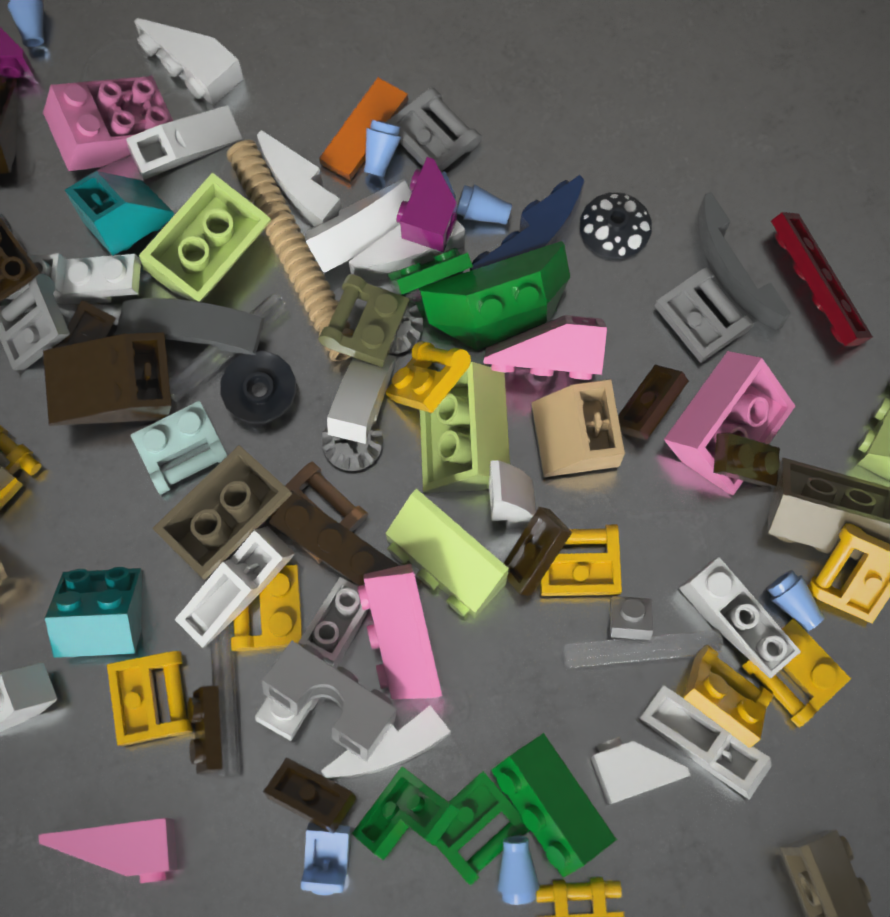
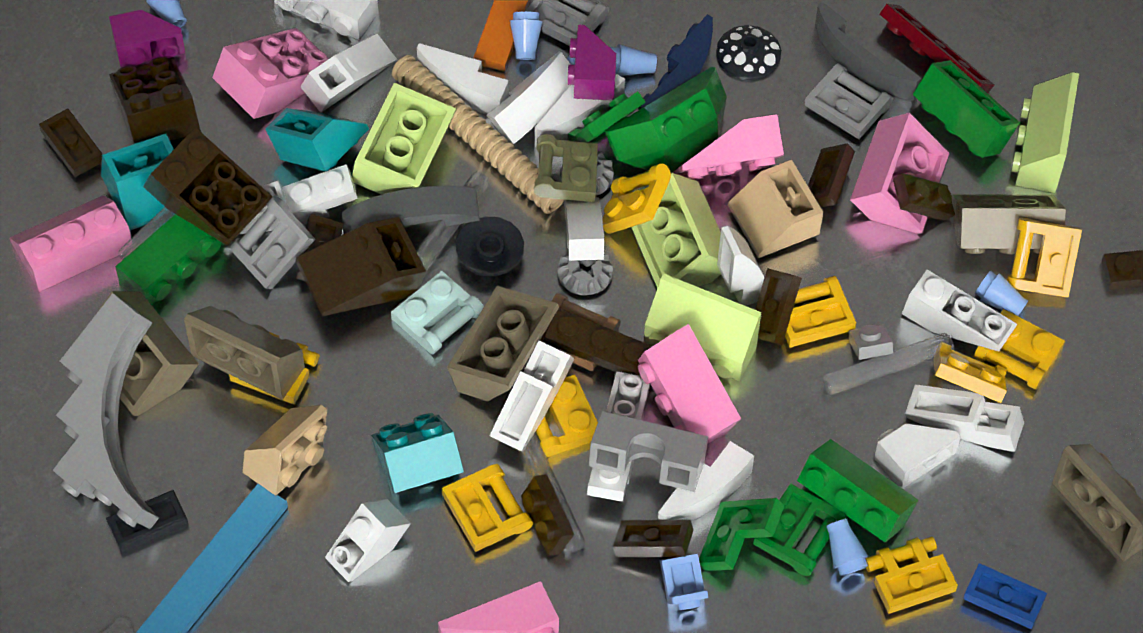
camera: 20 degrees left, 15 degrees down
(830, 363) = (965, 109): none -> green brick

